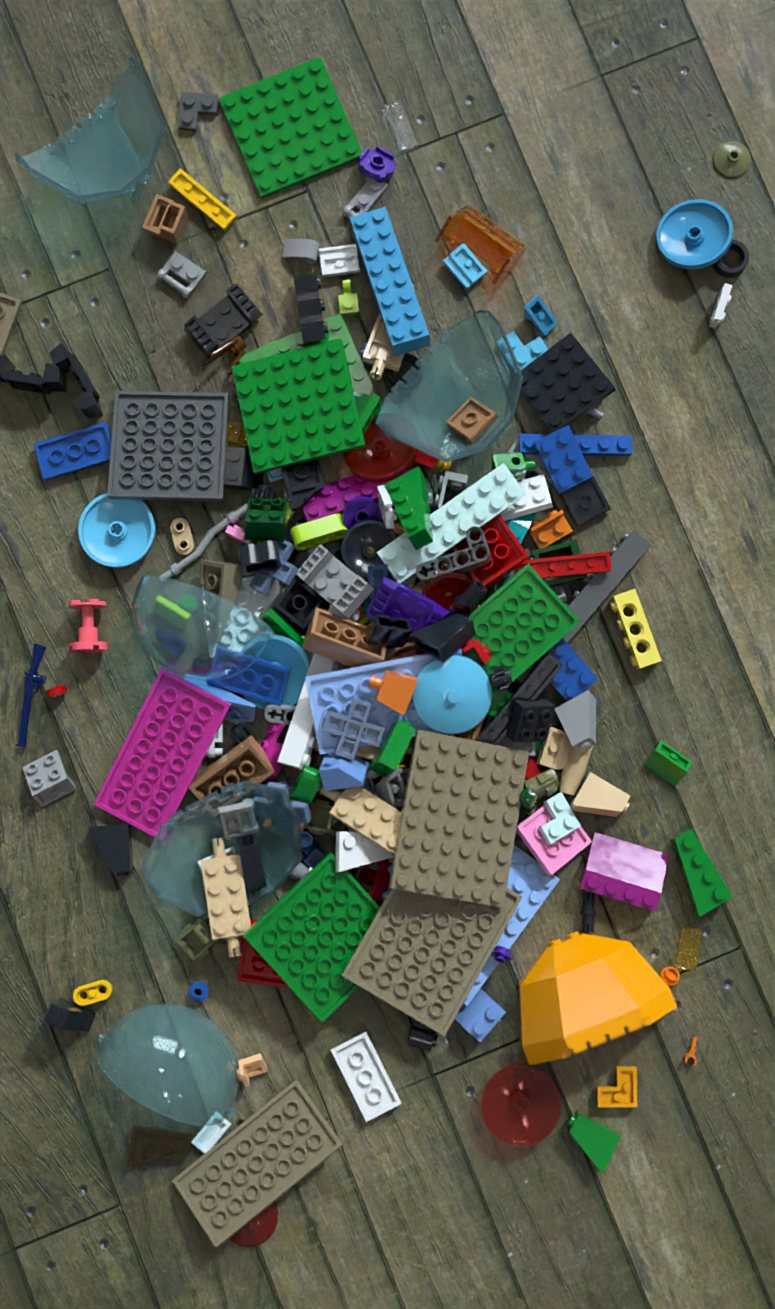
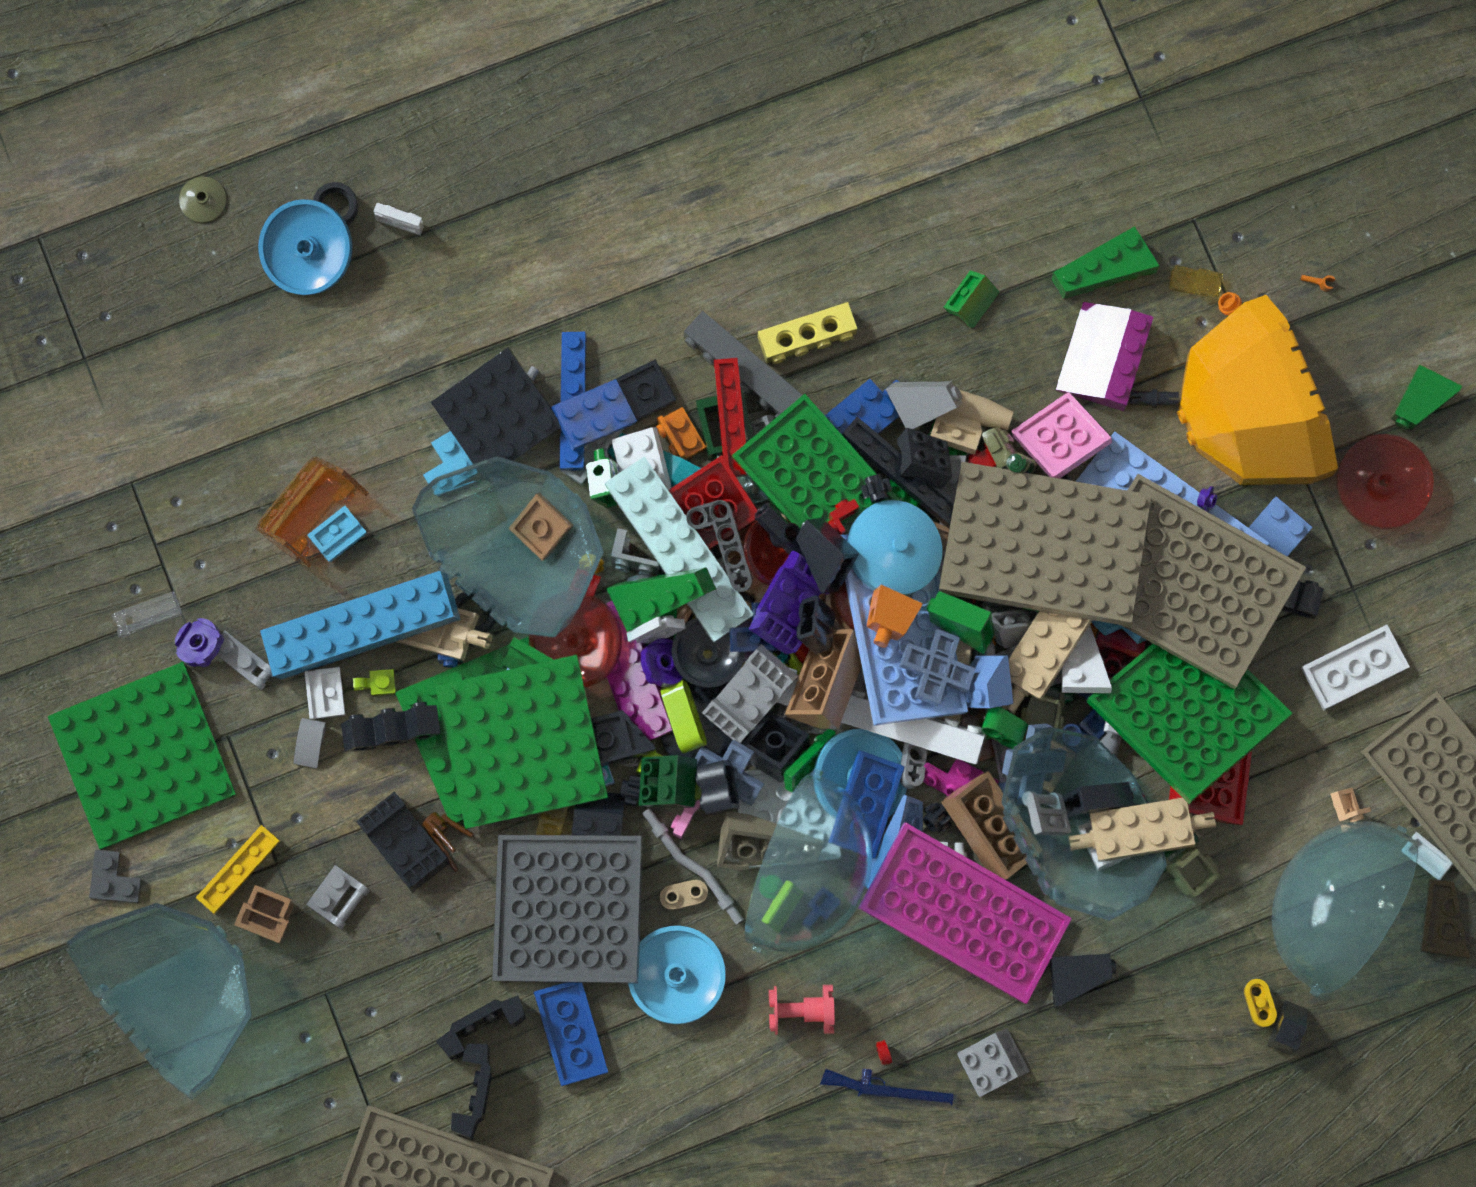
camera: 95 degrees left, 5 degrees down
(203, 987) = (1249, 871): blue plate -> none
(540, 315) = (406, 440): dark azure slope -> none
(563, 819) = (1044, 424): light aqua plate -> none
(599, 797) = (1015, 381): tan slope -> none
(624, 1092) = (1369, 361): light orange plate -> none

